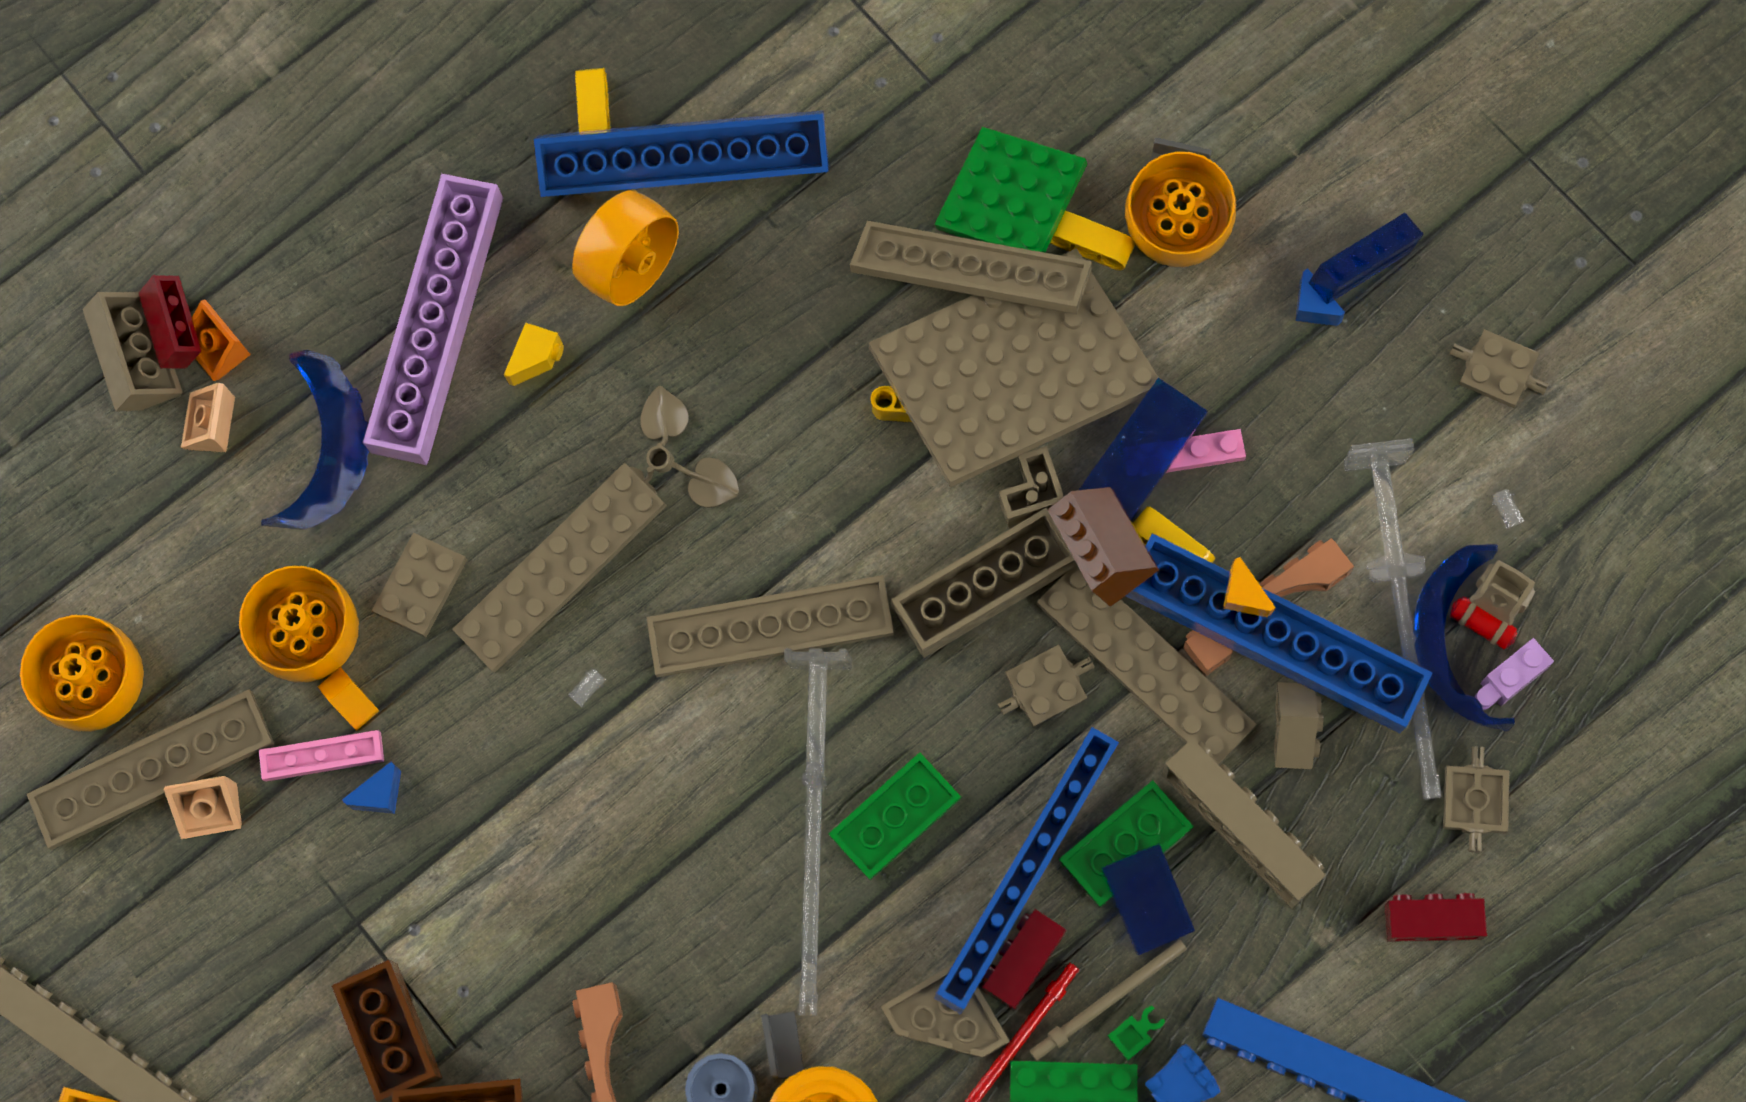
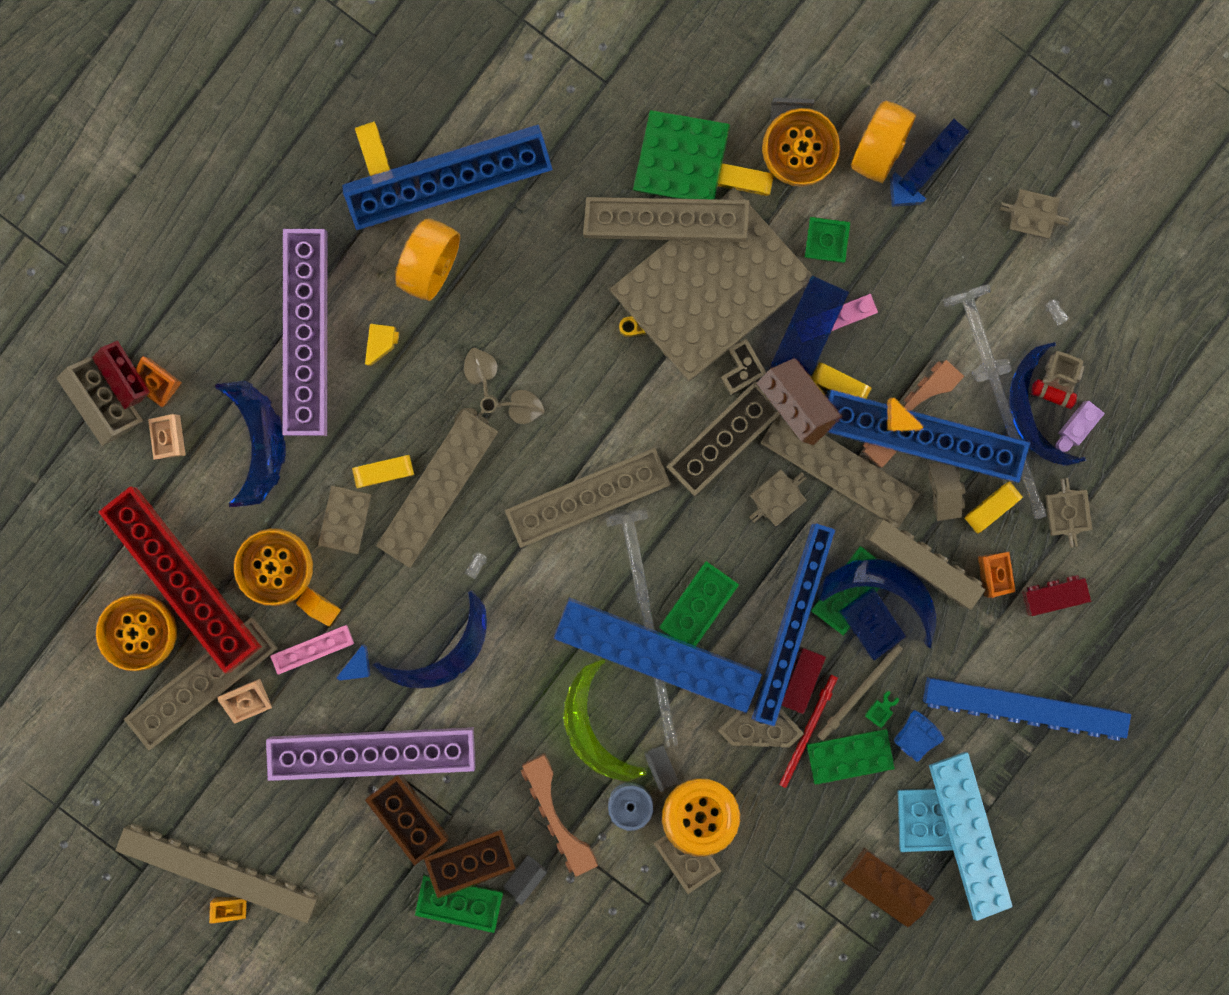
camera: 20 degrees left, 15 degrees up
(164, 614) = (180, 579): none -> red brick
(362, 923) = (370, 753): none -> lavender brick
(490, 528) = (383, 471): none -> yellow beam
(517, 818) = (453, 663): none -> clear blue windscreen
(676, 961) = (582, 736): none -> clear neon green windscreen
(815, 867) = (657, 655): none -> blue brick
(1192, 344) = (827, 240): none -> green plate
(1192, 834) = (887, 576): none -> clear blue windscreen
(1297, 218) = (883, 141): none -> light orange wheel
(1350, 867) = (996, 574): none -> orange slope
(1363, 767) = (993, 507): none -> yellow beam

